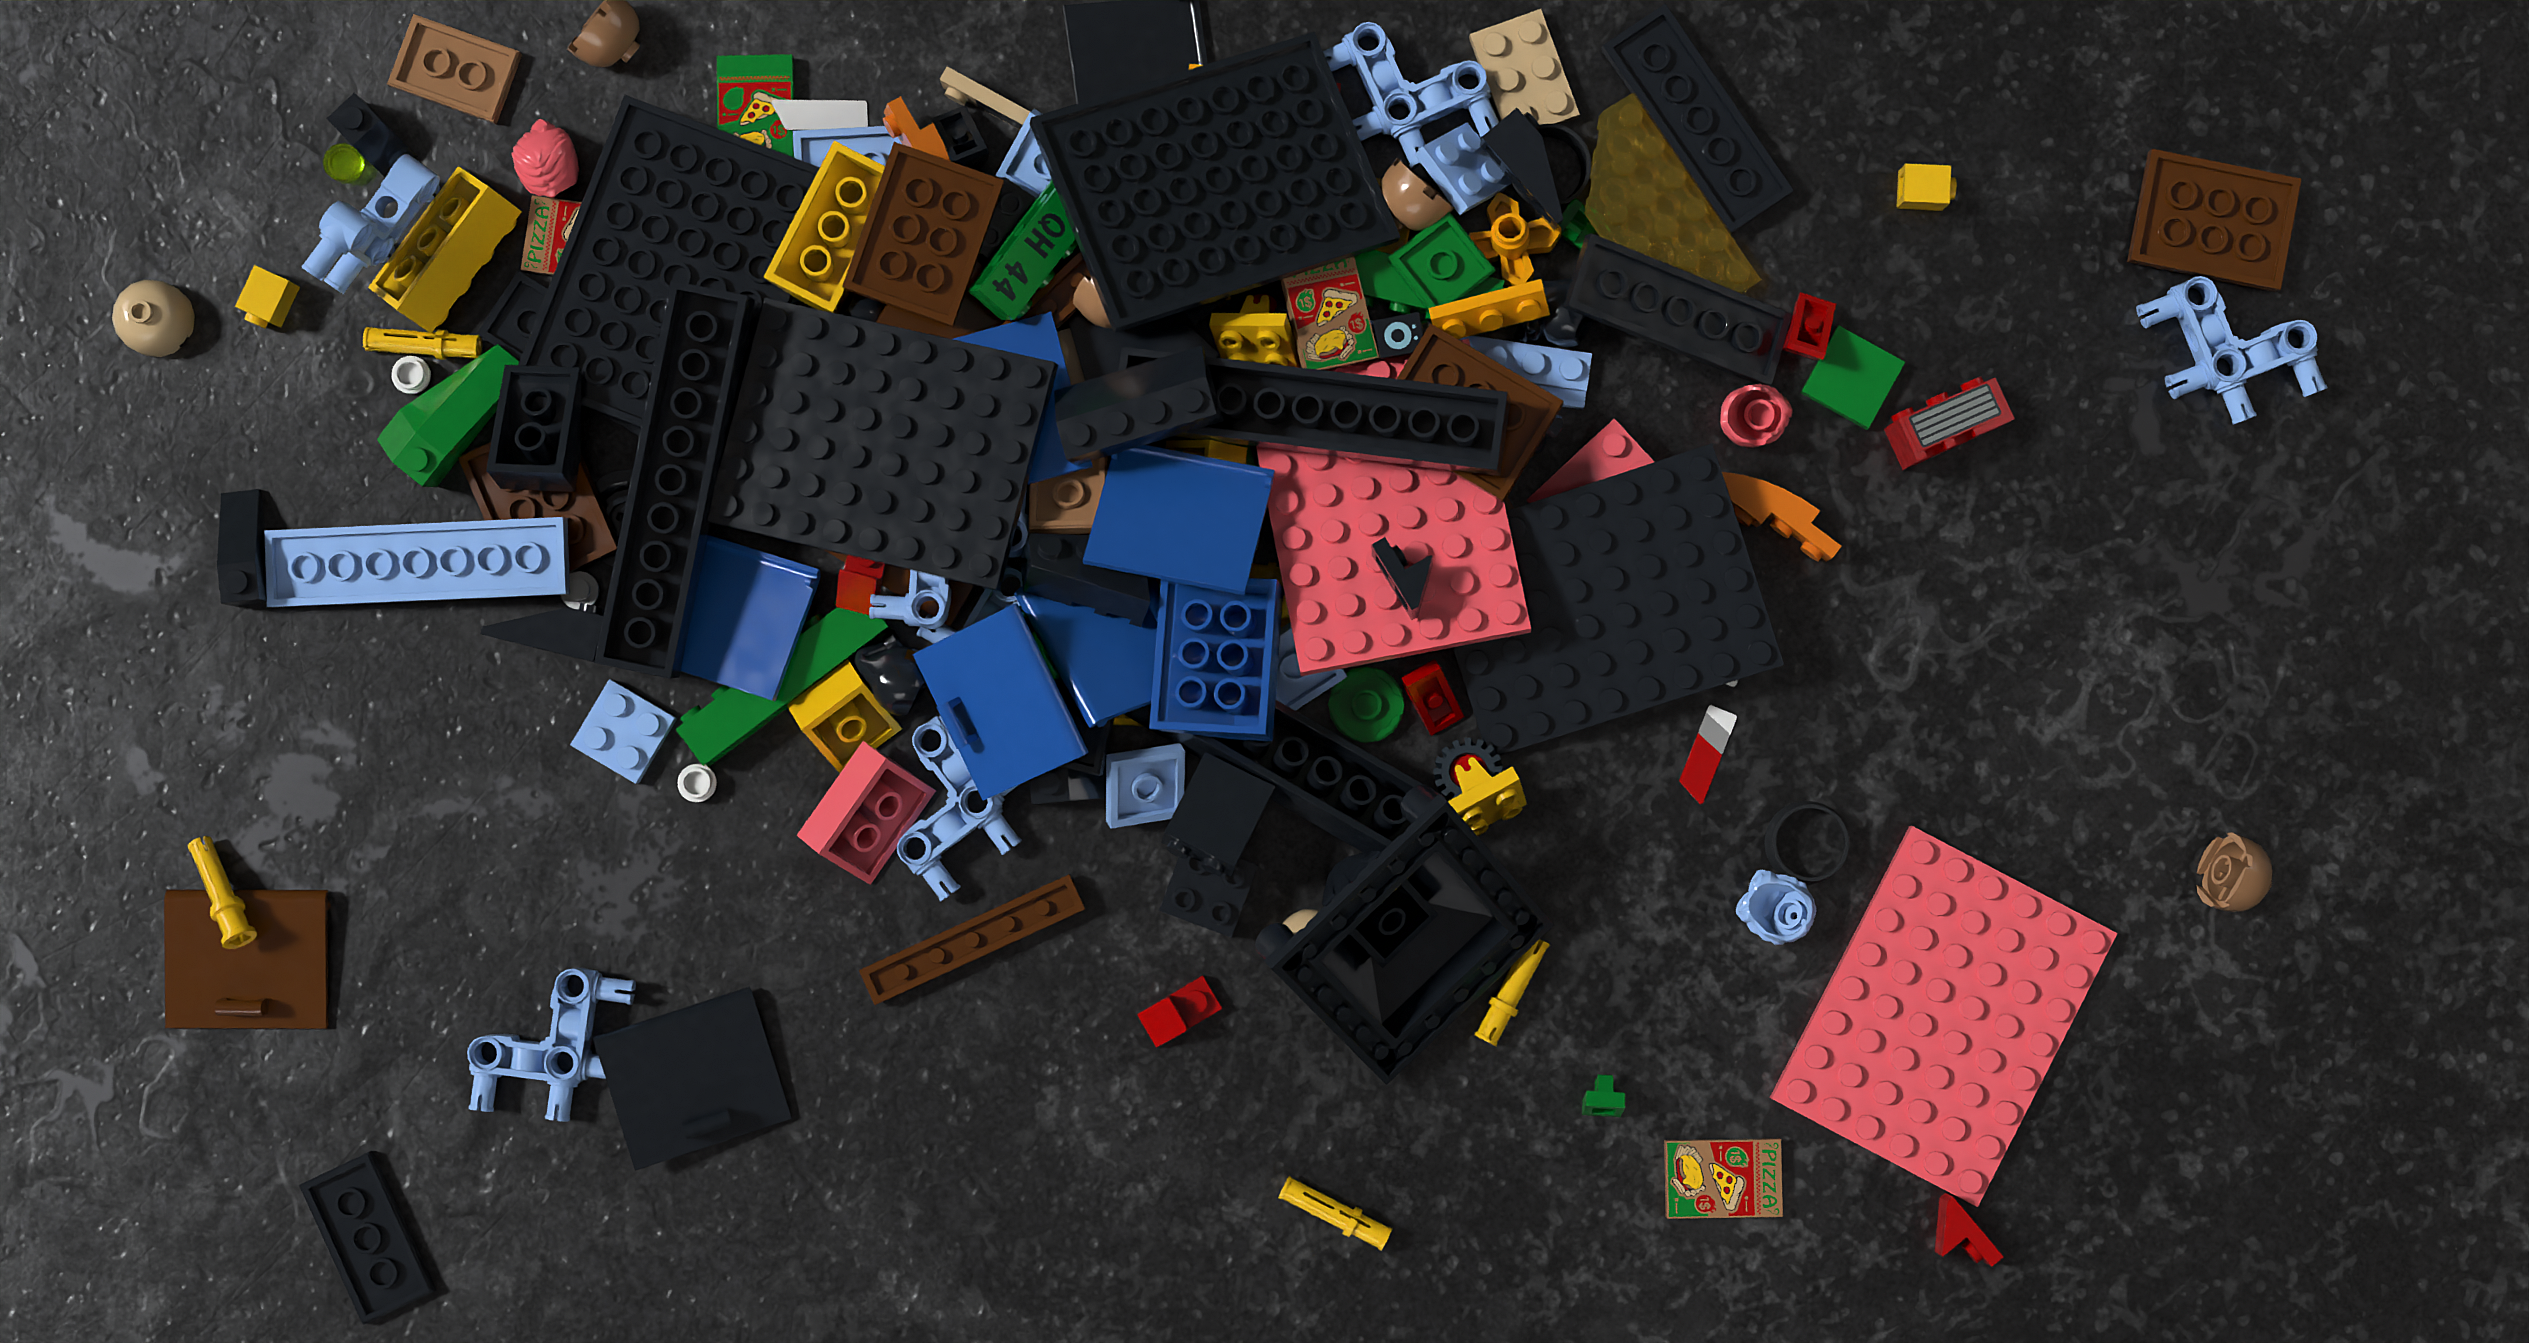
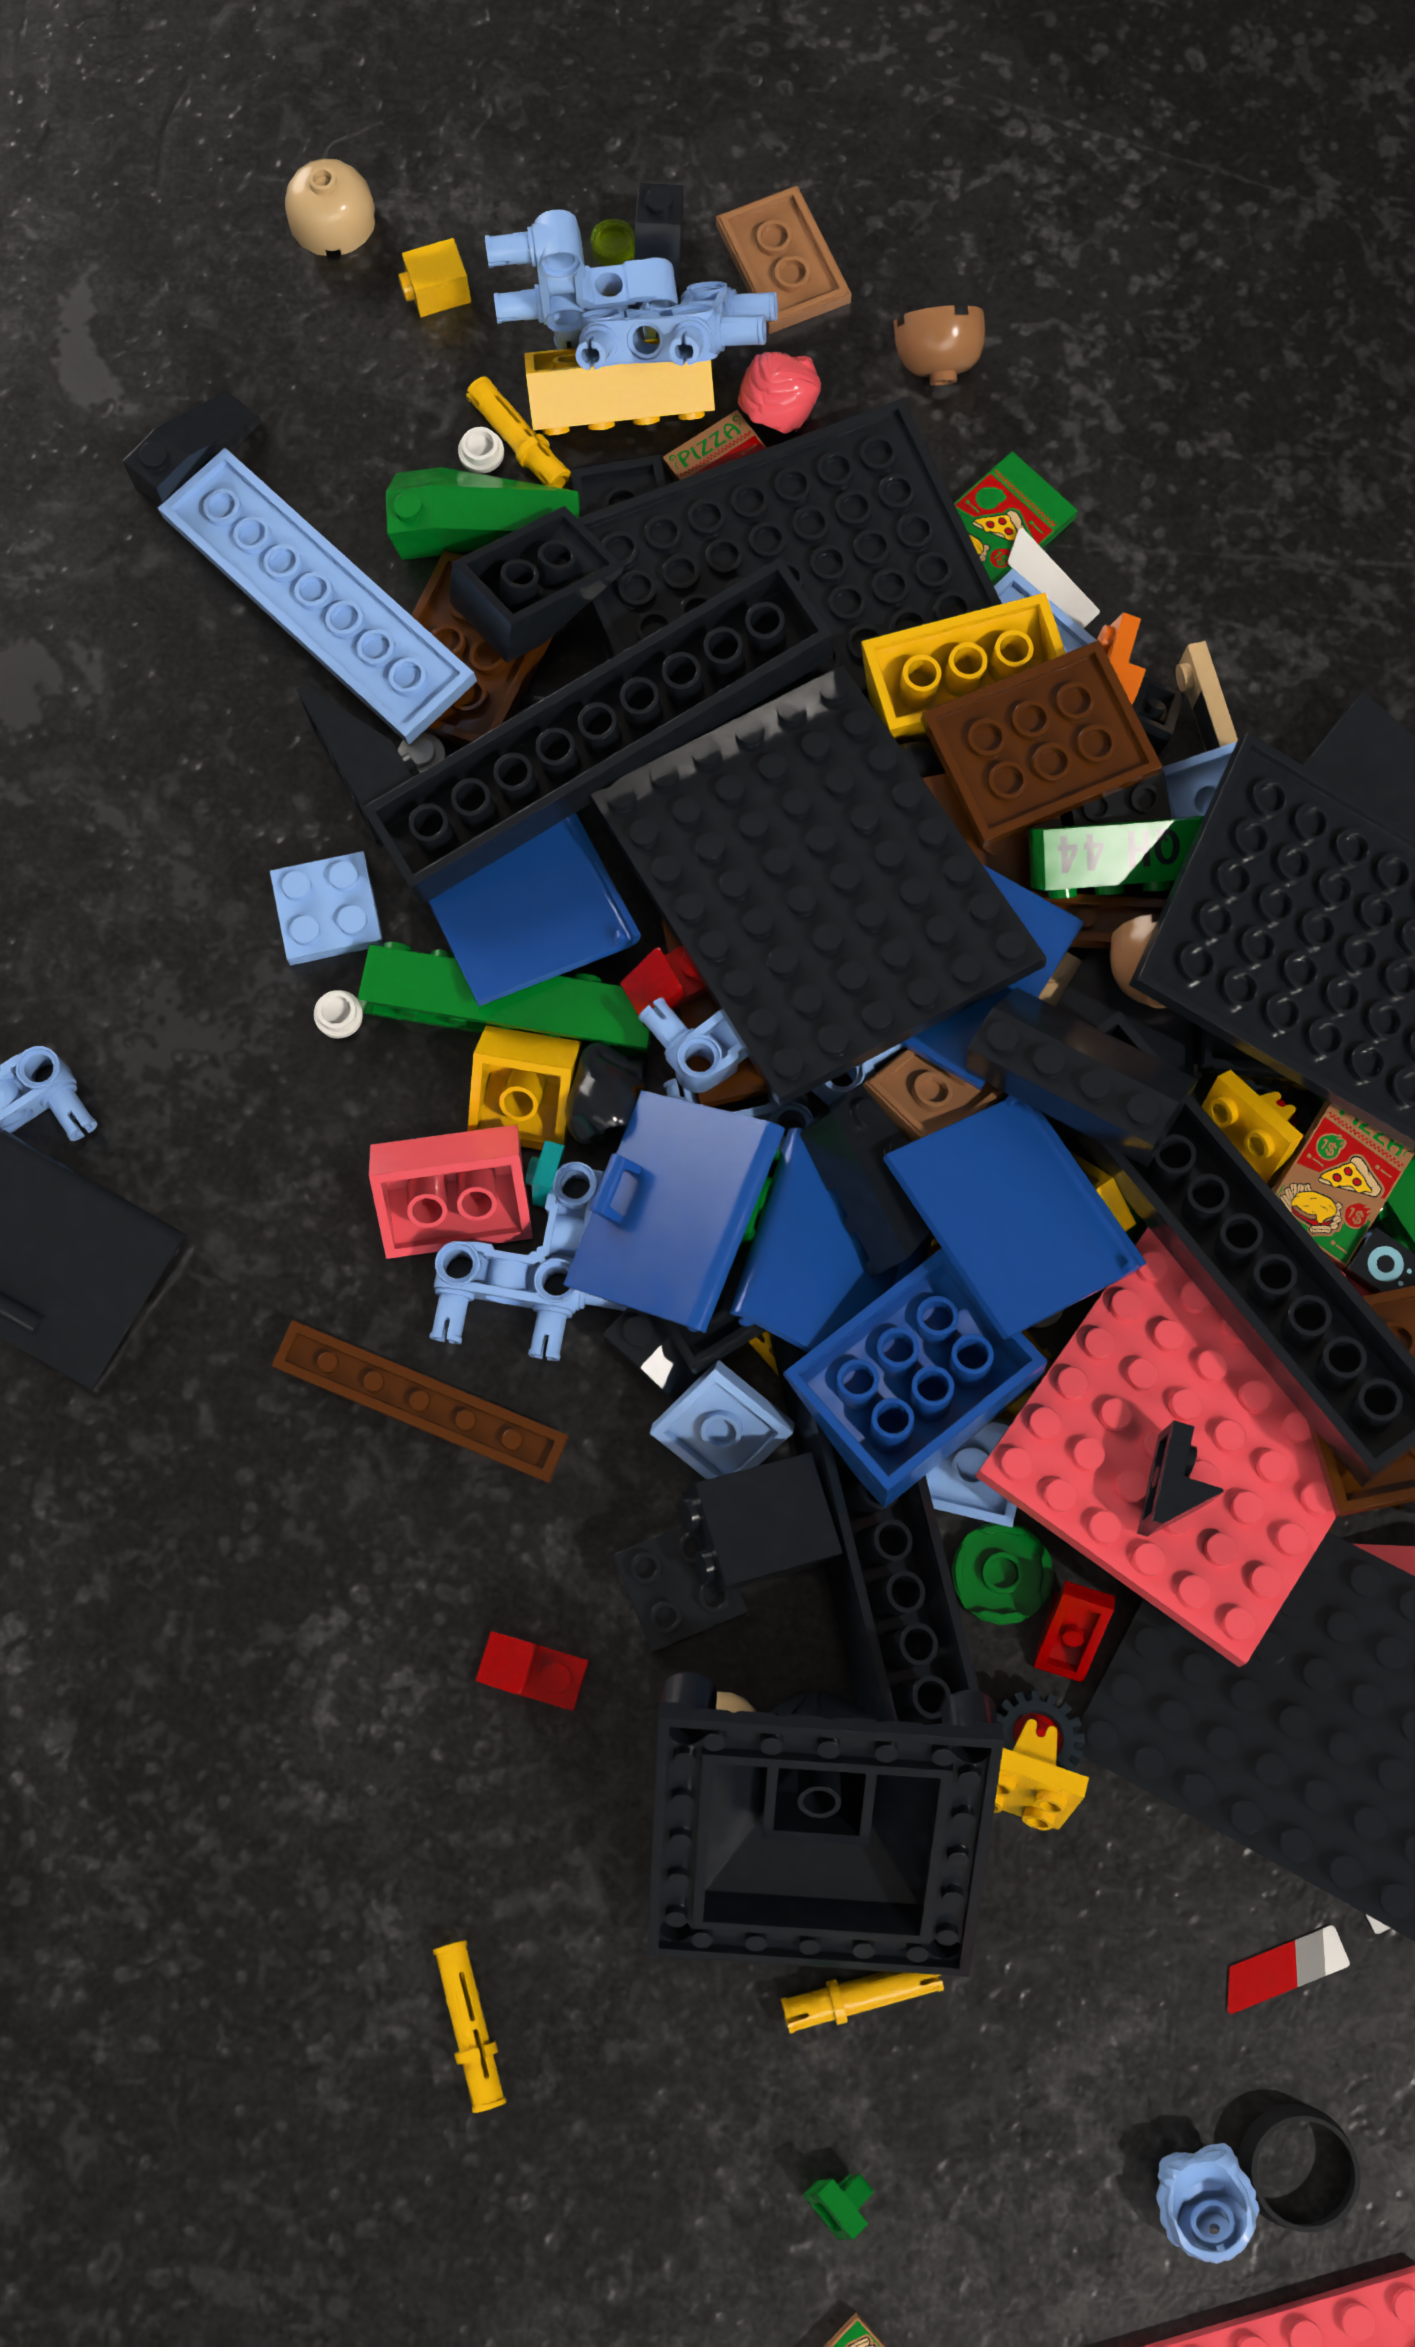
camera: 45 degrees right, 10 degrees down
(463, 189) = (688, 332): none -> light blue pin
(905, 751) = (543, 1170): none -> teal plate

